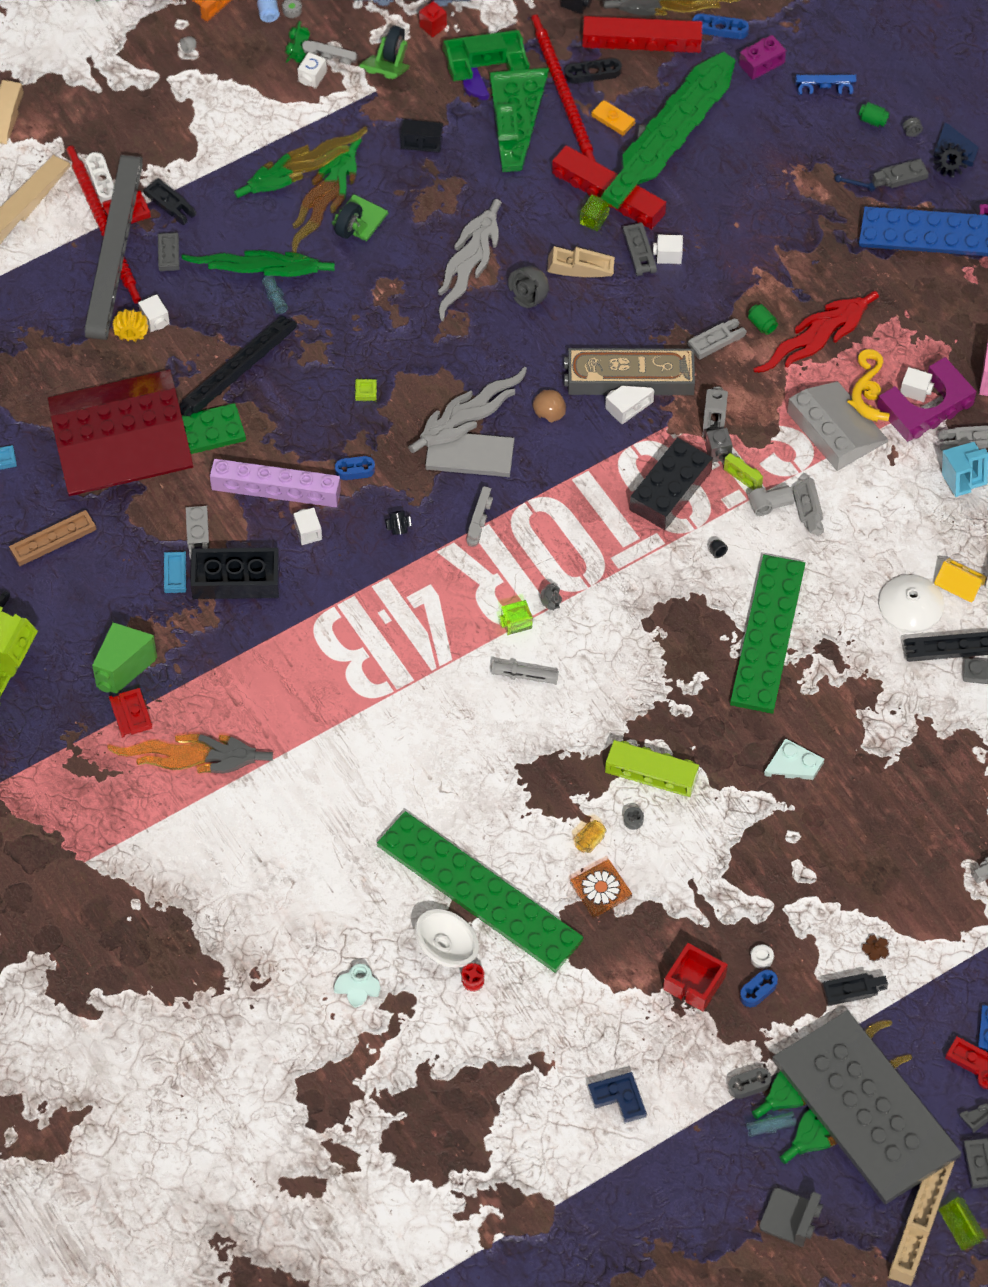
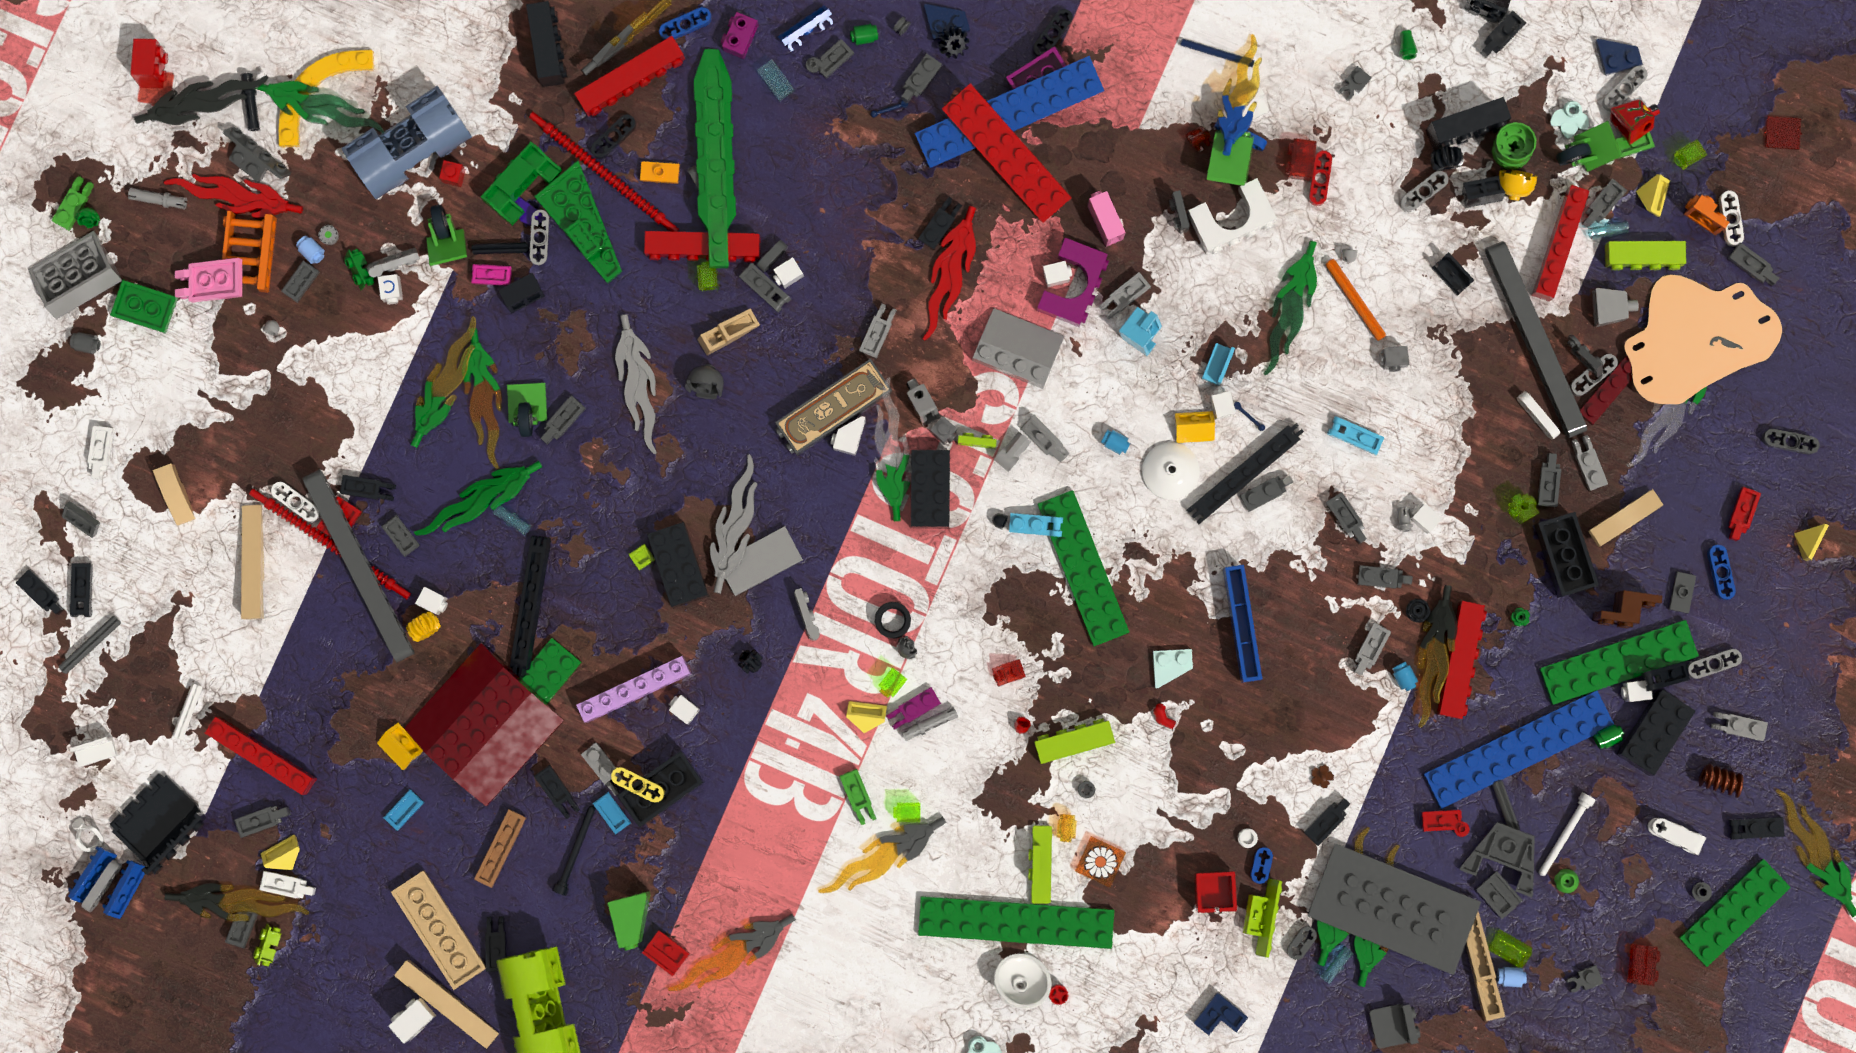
camera: 30 degrees left, 25 degrees up
(32, 406) = (399, 746): none -> yellow panel
(80, 602) = (562, 886): none -> black piece
(140, 522) = (556, 790): none -> black hinge
(217, 539) = (627, 773): none -> light yellow beam
(240, 25) = (300, 281): none -> dark grey plate
(355, 468) = (679, 629): blue beam -> none
(380, 246) = (562, 420): none -> dark grey hinge
(393, 410) = (678, 565): none -> black brick
(405, 108) = (491, 275): none -> dark pink plate
(412, 690) = (857, 794): none -> bright green hinge
(429, 95) = (500, 248): none -> black axle
(435, 760) = (890, 848): none -> piece
(448, 732) = (907, 812): none -> clear neon green brick
(469, 631) = (866, 715): none -> light yellow slope
(470, 112) = (546, 232): none -> light grey beam
(521, 652) = (915, 707): none -> magenta hinge
(540, 852) = (1041, 864): none -> lime bracket
(549, 405) = (791, 478): medium nougat hair -> none
(556, 554) = (878, 618): none -> black tyre
(611, 725) = (1022, 725): none -> red hinge
(633, 674) = (1008, 672): none -> clear red bracket
(655, 443) = (895, 460): none -> piece
(664, 227) = (772, 256): none -> dark grey beam
(724, 1030) = (1261, 917): none -> lime bracket
(748, 567) = (1035, 524): none -> medium azure plate
(752, 799) = (1161, 717): none -> red arm
(762, 319) = (902, 290): green brick -> none
(768, 106) = (775, 80): none -> clear light blue plate
(830, 117) = (831, 60): none -> dark grey hinge
(836, 290) = (939, 225): none -> black hinge
(865, 384) = (1015, 299): yellow plant -> none
(875, 546) = (1115, 442): none -> dark azure brick
(889, 762) = (1242, 623): none -> blue brick
(938, 263) = (1006, 153): none -> red plate
(946, 1246) = (1511, 976): none -> light blue brick

